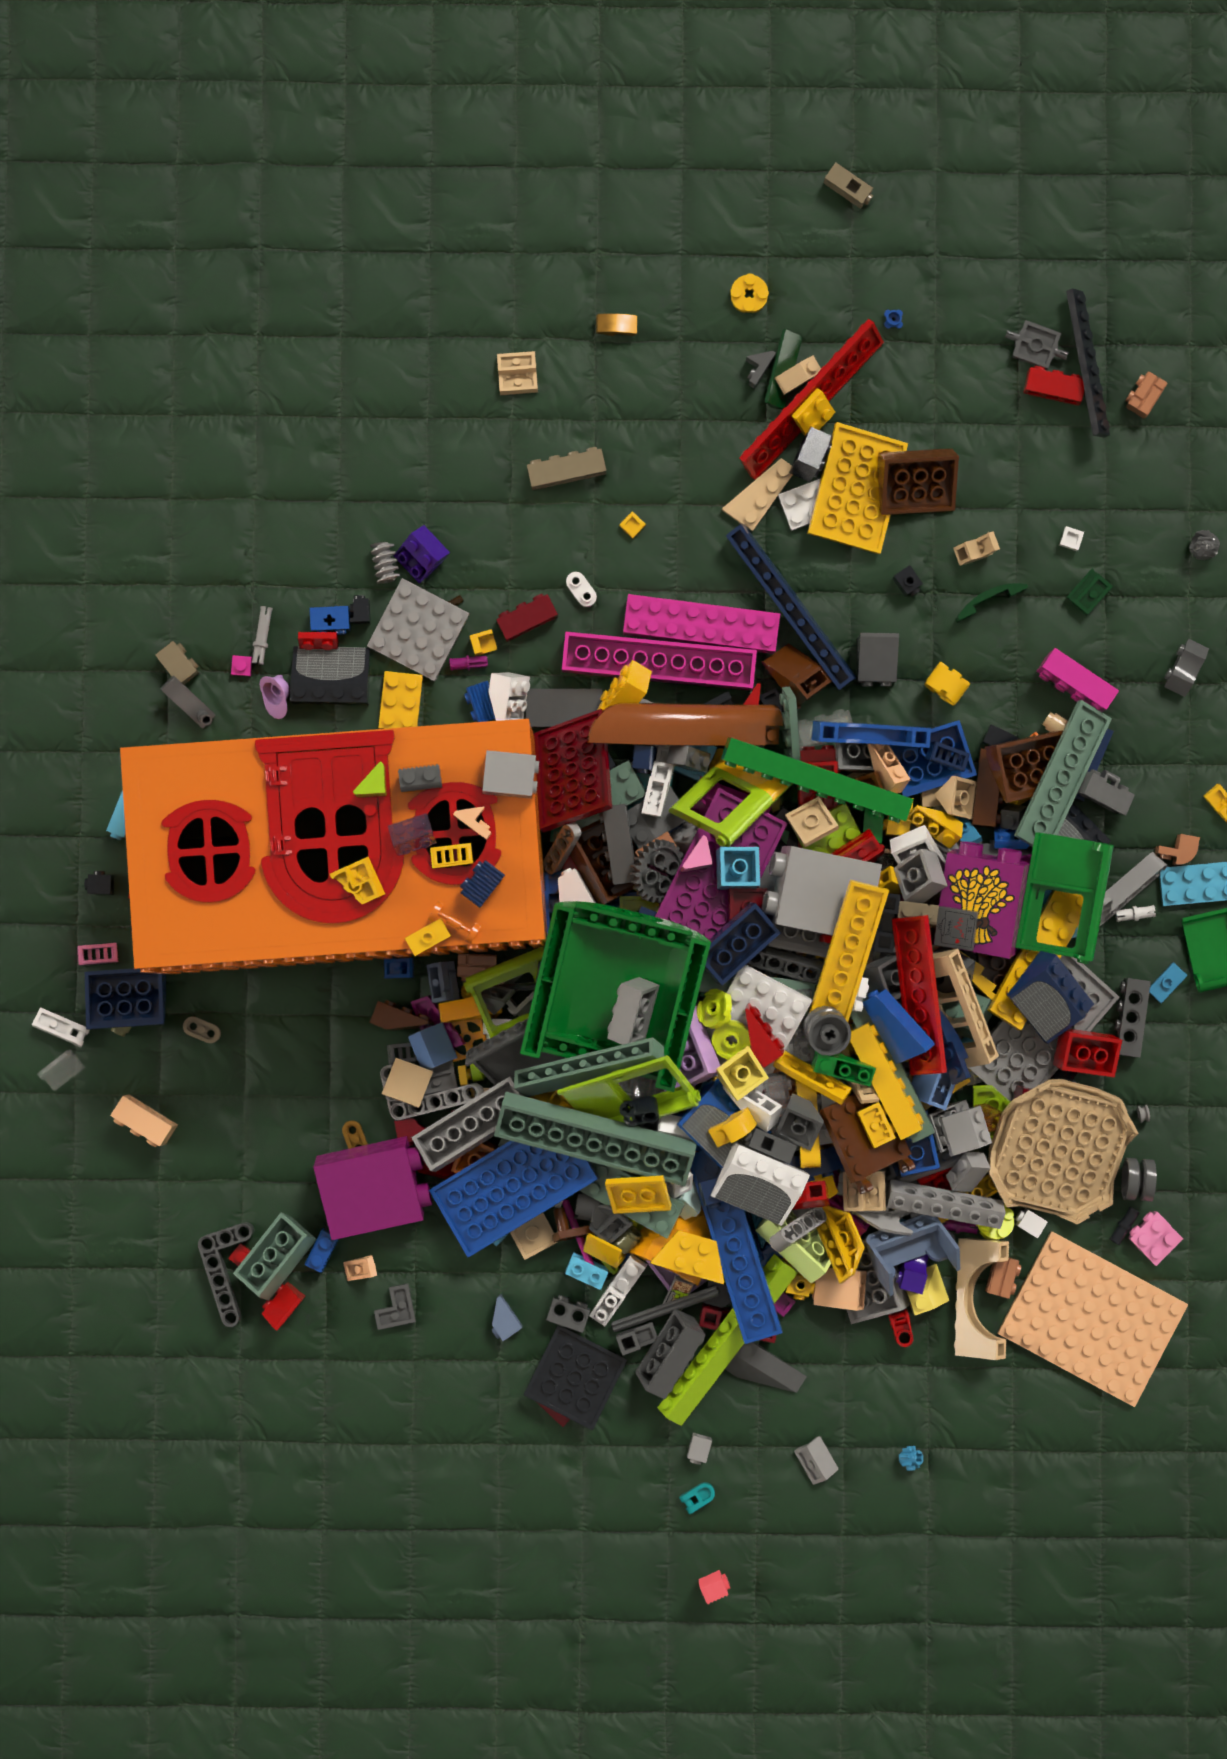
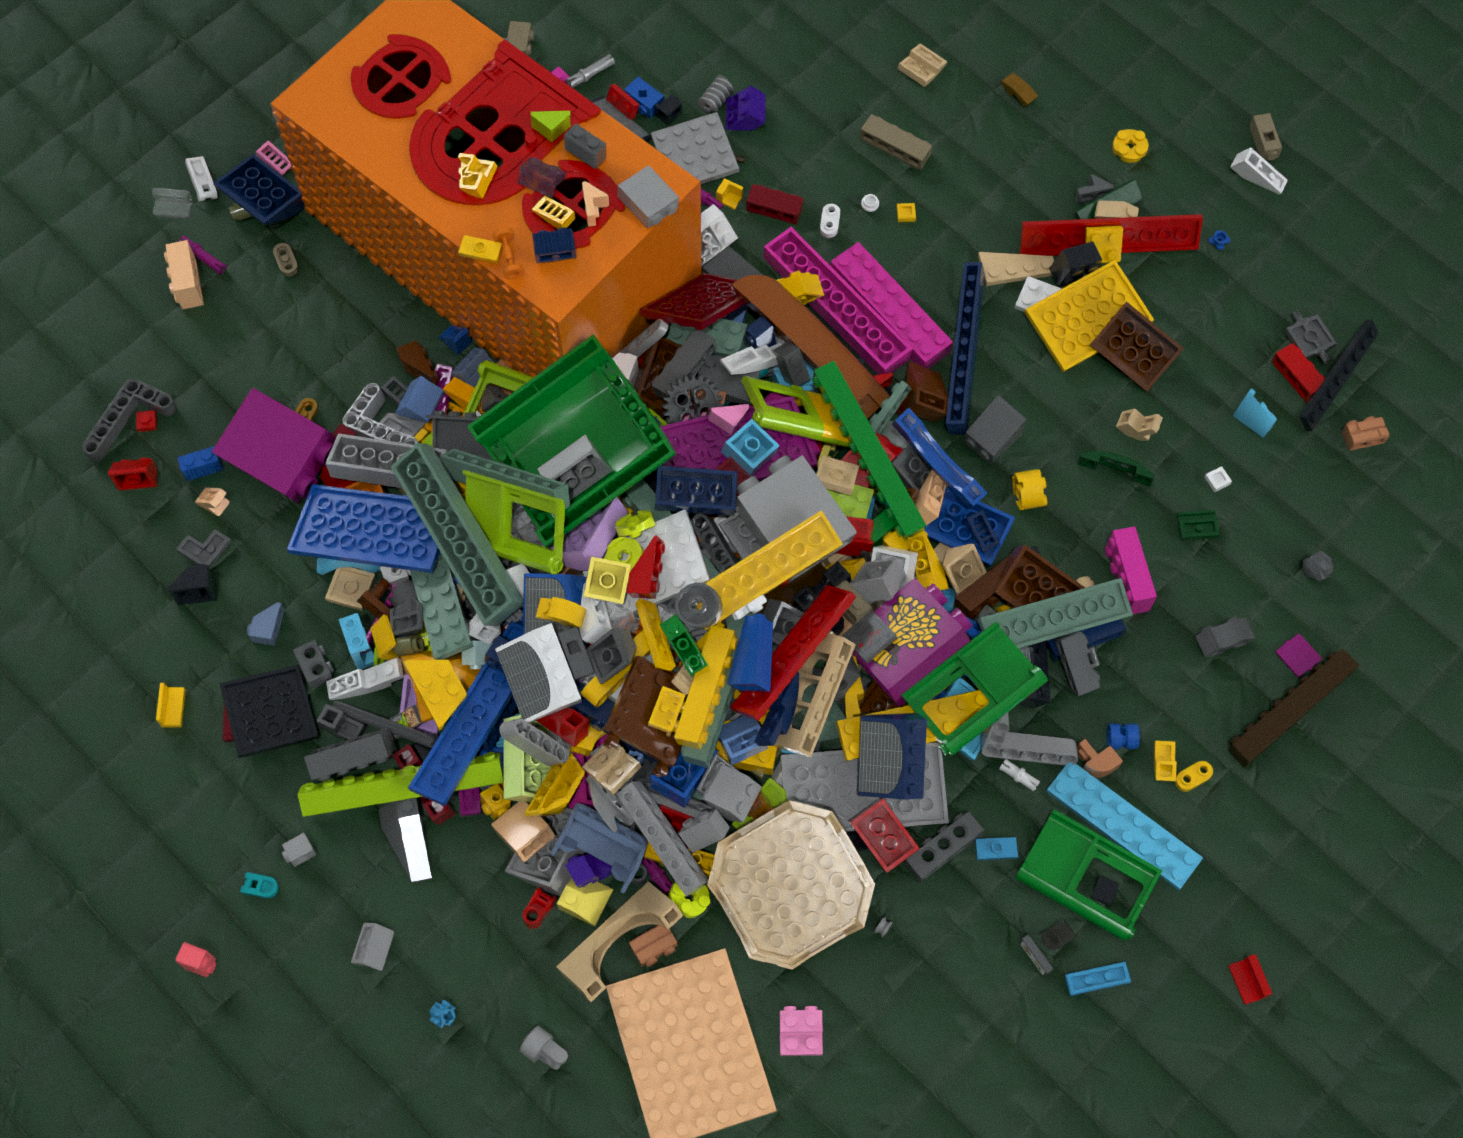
camera: 45 degrees right, 20 degrees down
(133, 1088) = (204, 256): none -> magenta pin
(274, 1256) = (164, 434): sand green brick -> none
(407, 1082) = (376, 403): tan slope -> none
(425, 1341) = (194, 585): none -> black slope
(501, 1439) = (170, 706): none -> yellow panel
(597, 544) = (870, 203): none -> white plate
(638, 1194) = (446, 601): yellow plate -> none
(641, 1111) = (507, 539): black piece -> none
(871, 225) = (1258, 171): none -> white slope
(908, 581) = (1067, 404): black brick -> none
(995, 1415) = (539, 1045): none -> light grey piece
(1030, 1222) = (715, 925): white brick -> none
(1054, 458) = (1255, 414): none -> medium azure slope
(1124, 1226) = (785, 999): black pin -> none
(1138, 1179) = (833, 971): dark grey wheel -> none
(1186, 811) = (1123, 736): none -> blue wheel

